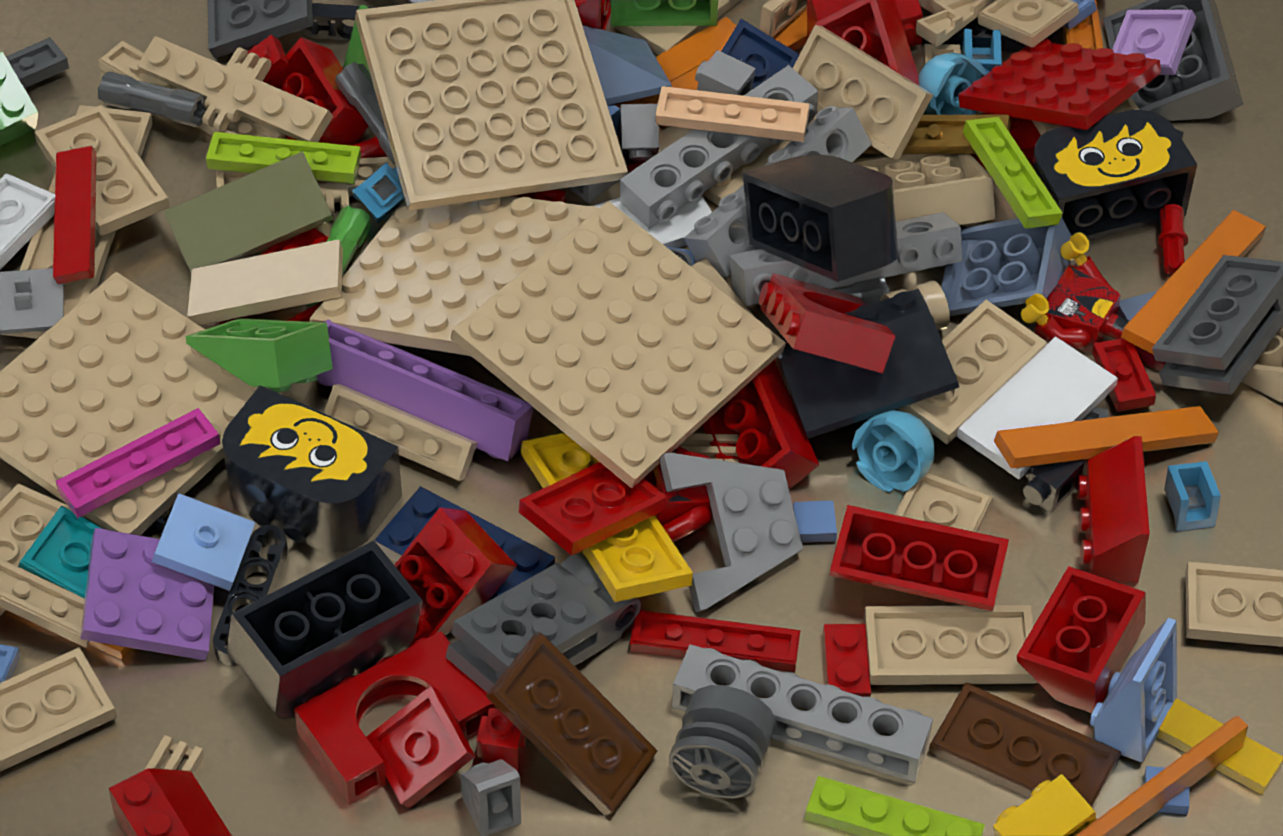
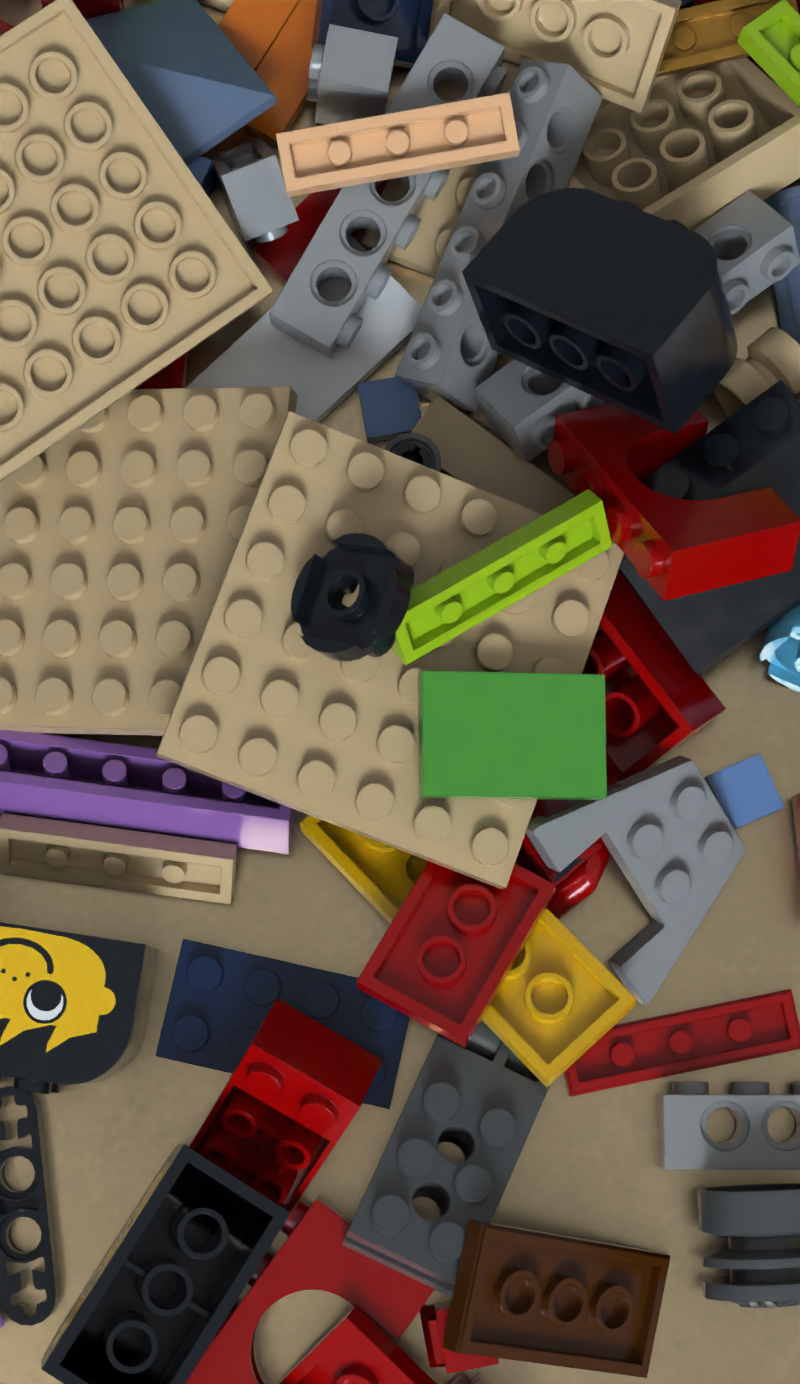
camera: 15 degrees left, 30 degrees up
(605, 282) = (376, 614): none -> black plate
(671, 396) = (512, 735): none -> bright green tile
(696, 311) = (502, 575): none -> lime plate

